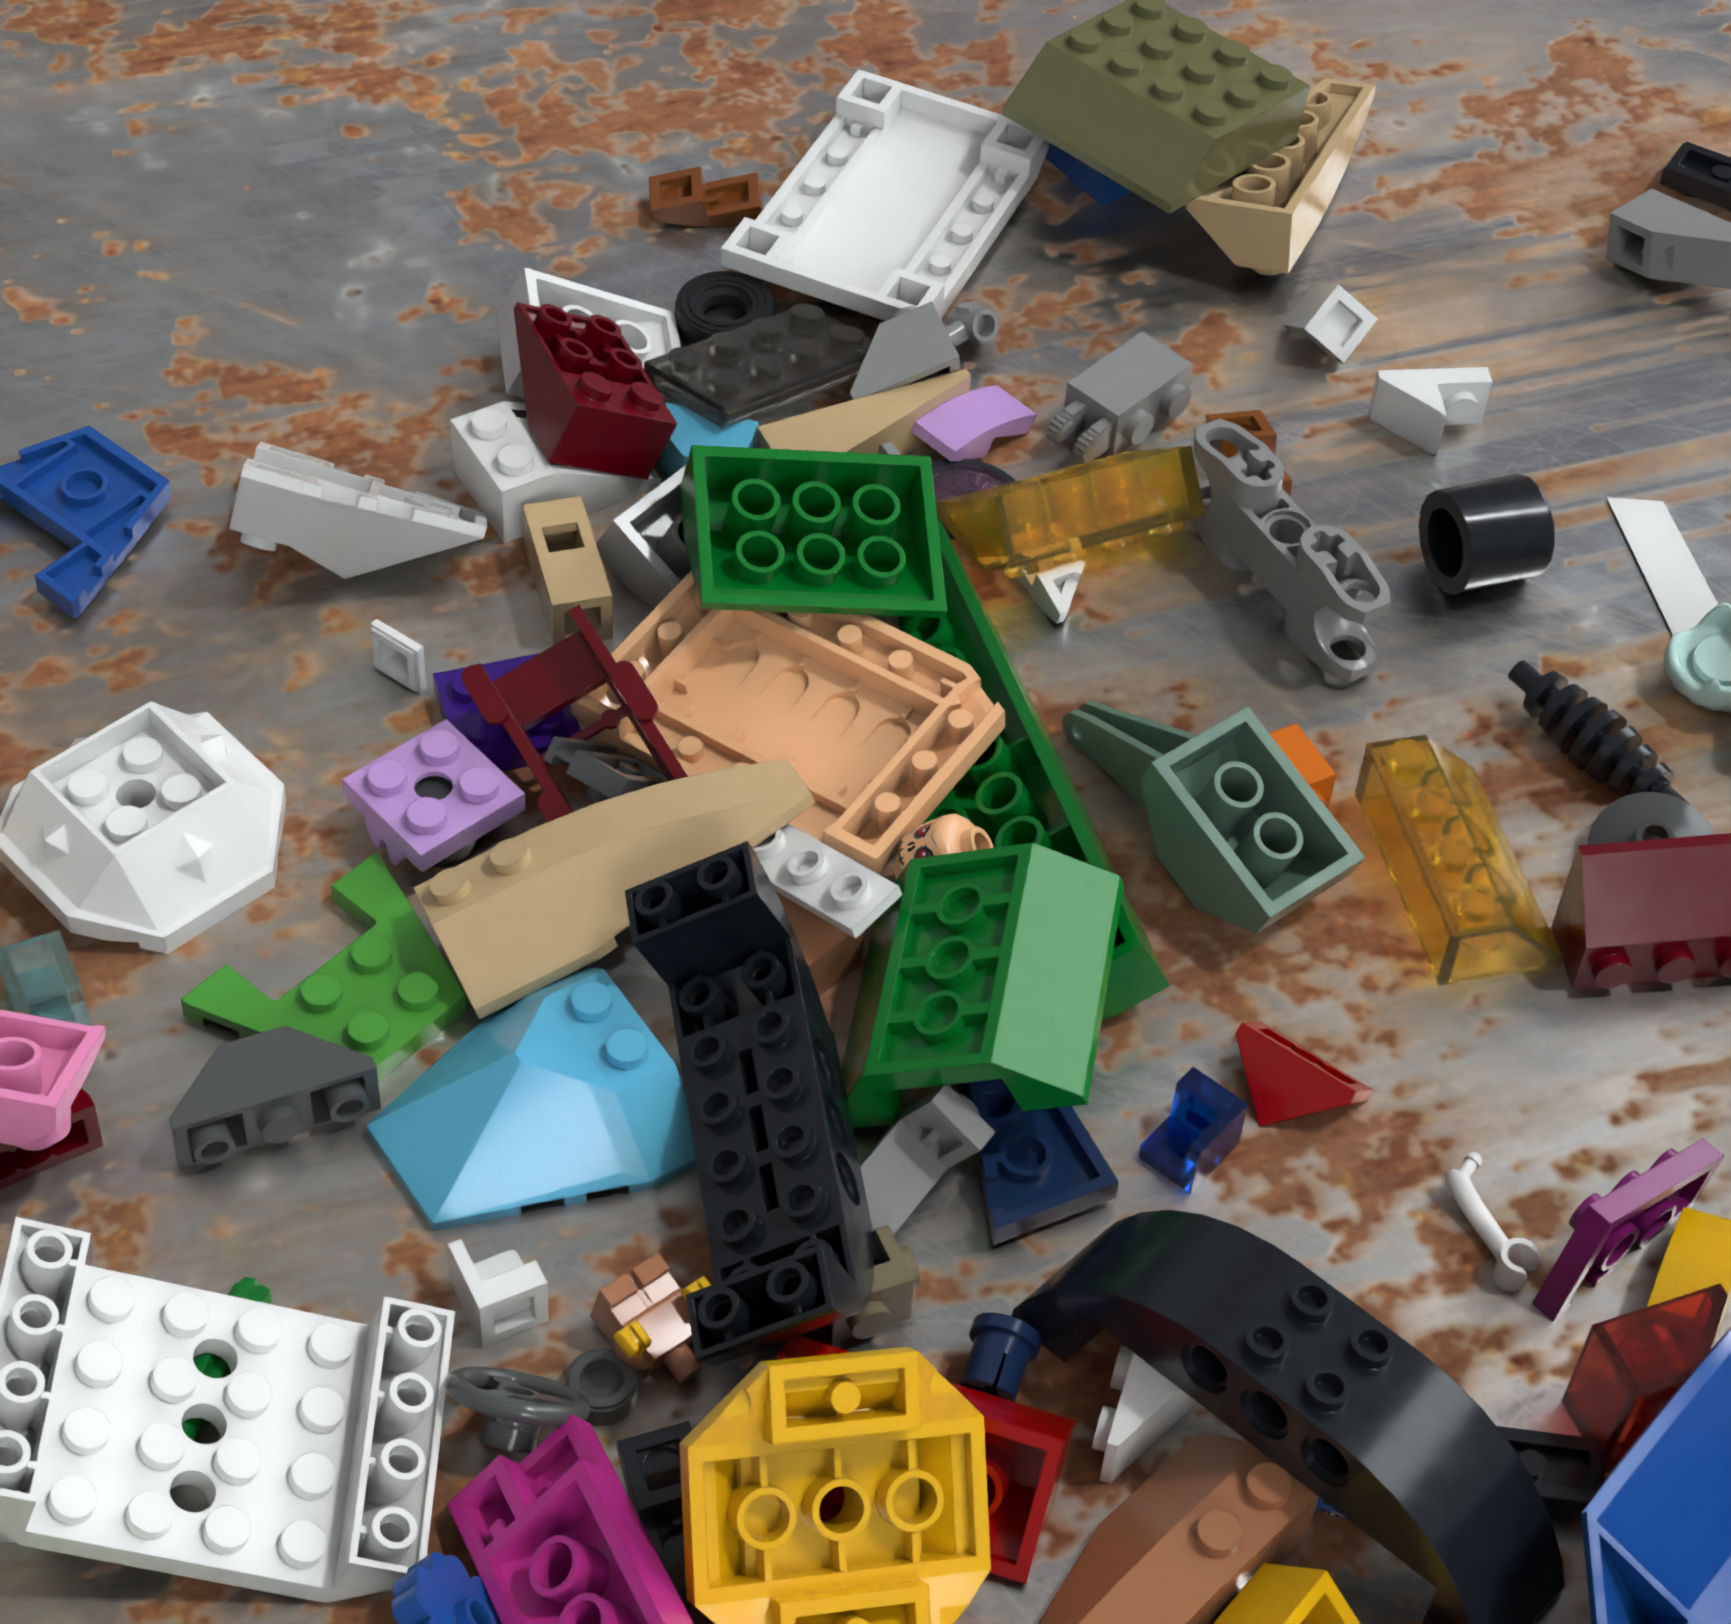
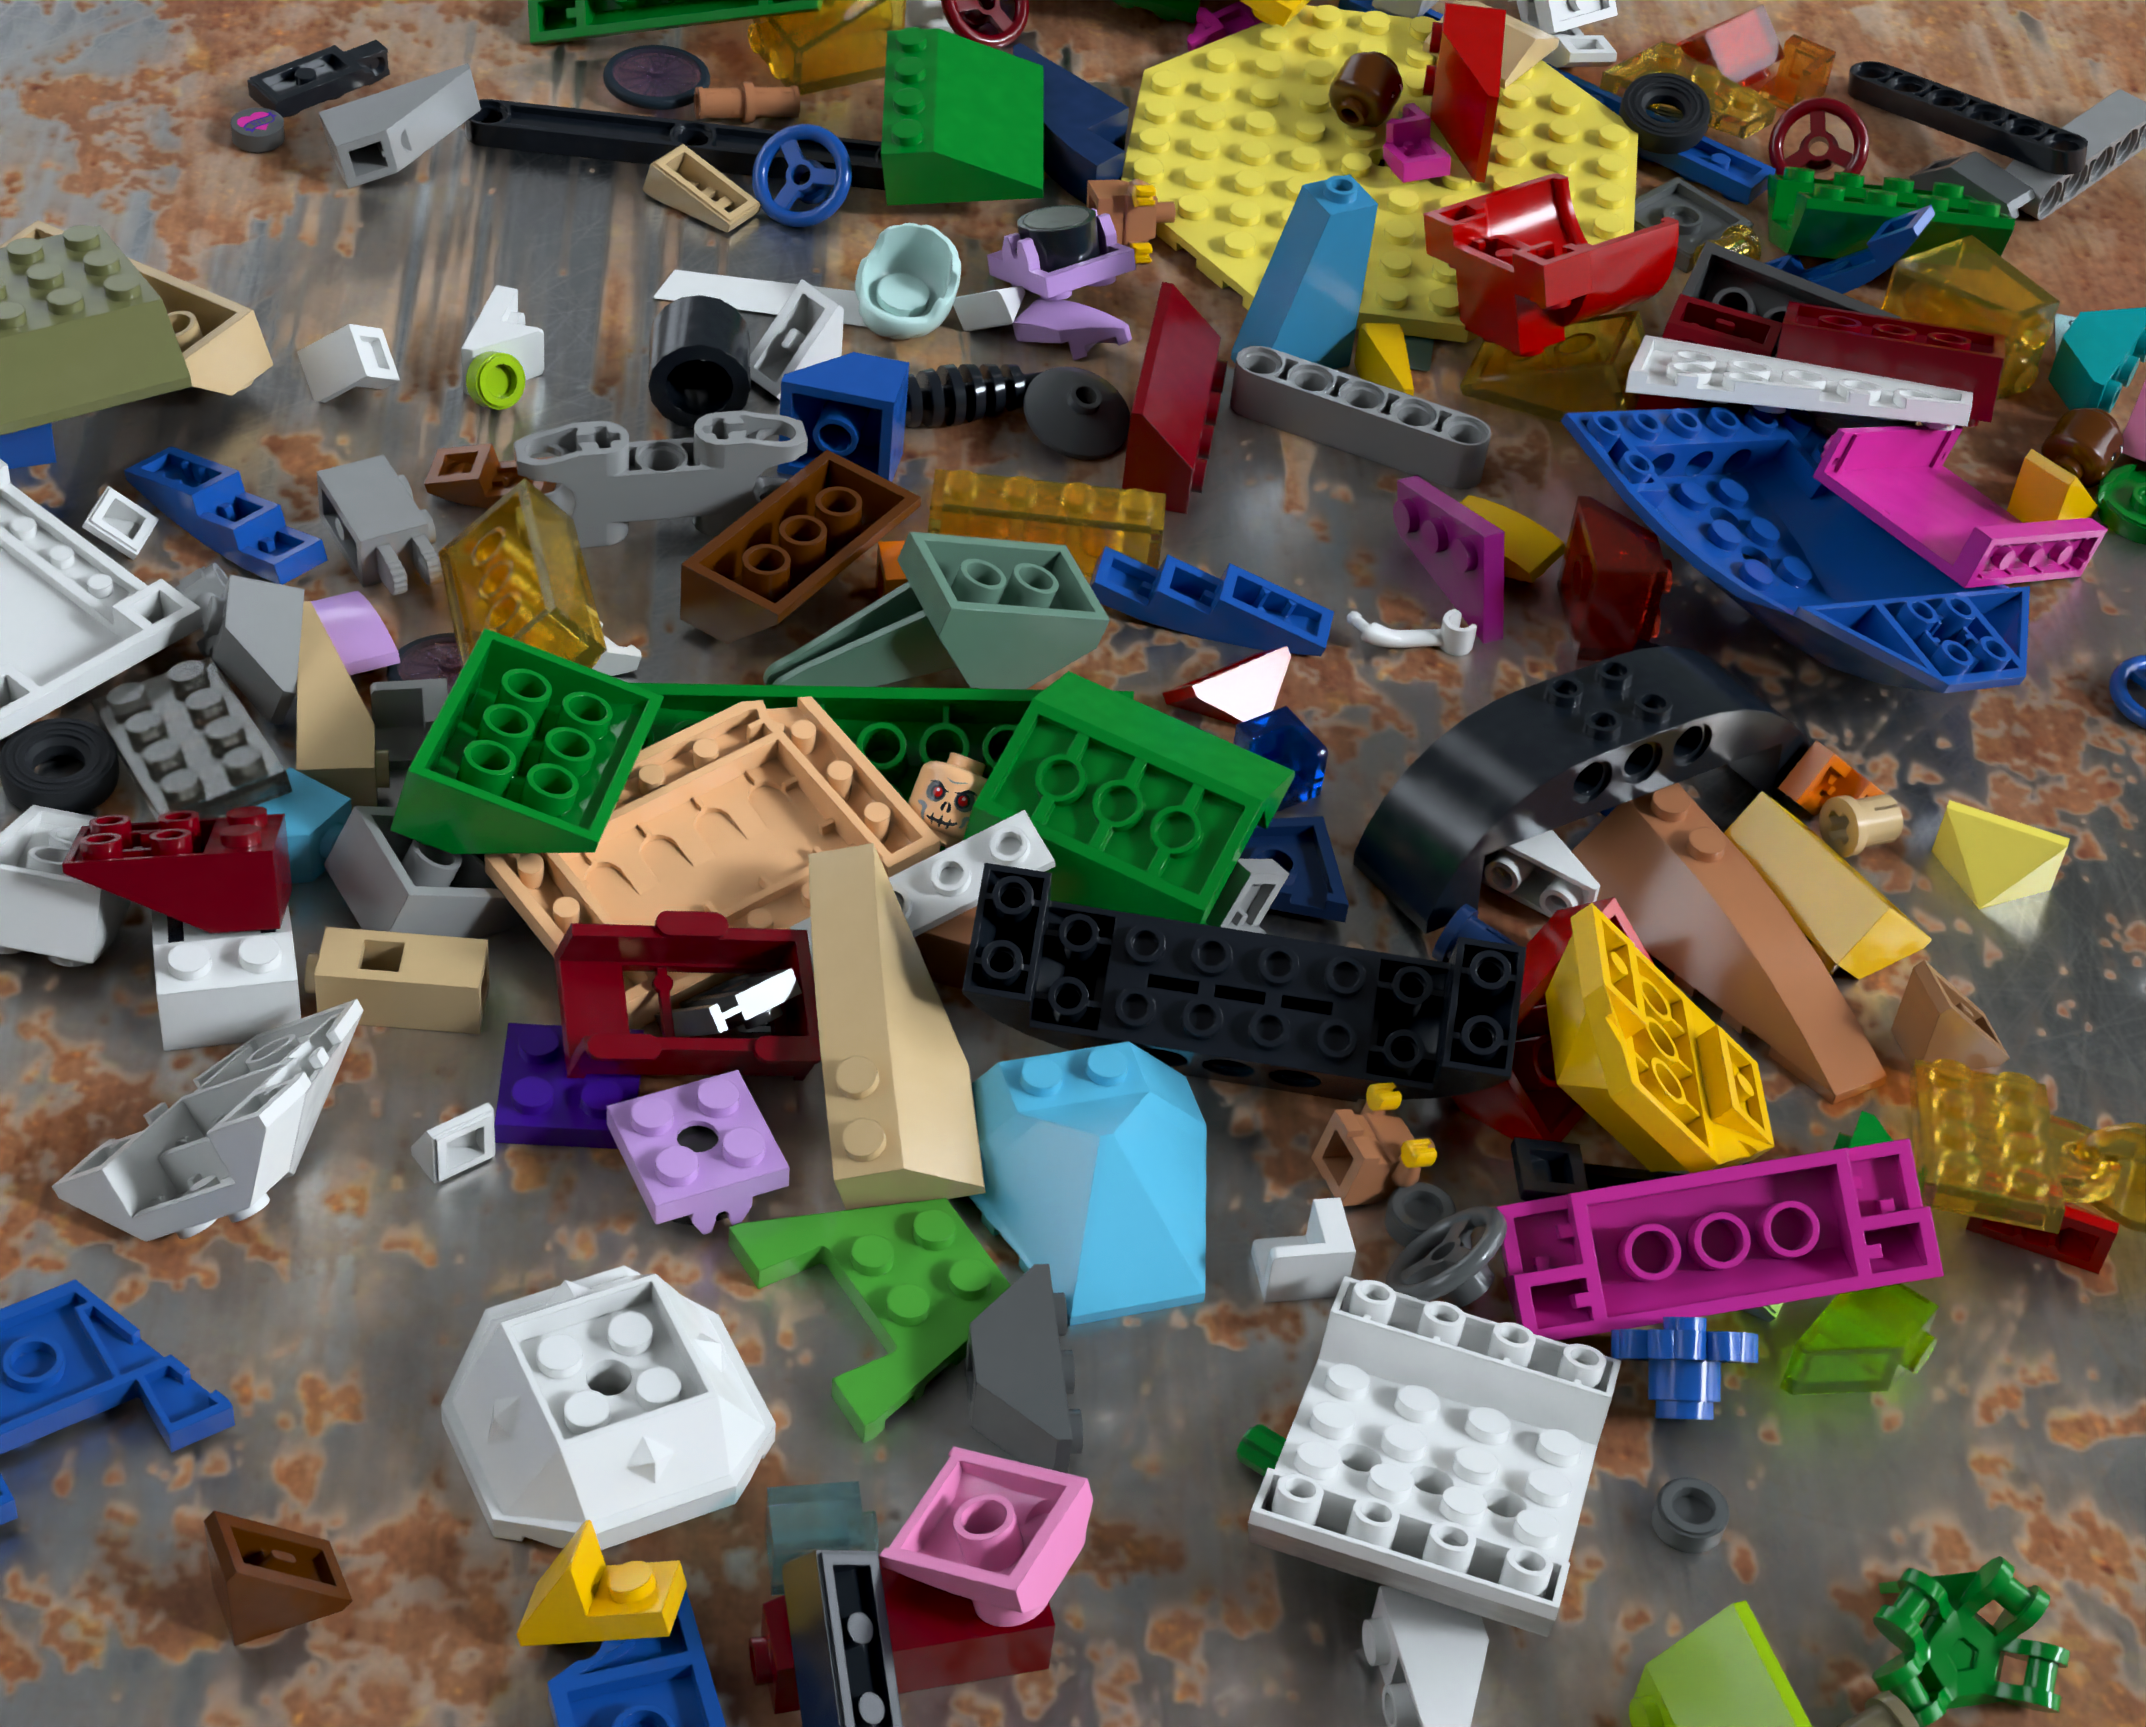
camera: 75 degrees left, 5 degrees down
(1034, 255) = (120, 522): none -> white slope
(1082, 311) = (218, 512): none -> blue slope
(1252, 658) = (789, 547): none -> reddish brown slope
(1374, 415) = (495, 380): none -> lime tile
(1414, 1029) = (1228, 610): none -> blue slope
(1469, 659) = (851, 409): none -> blue slope
(1581, 607) = (800, 336): none -> white slope
(1631, 175) = (257, 130): none -> dark grey tile

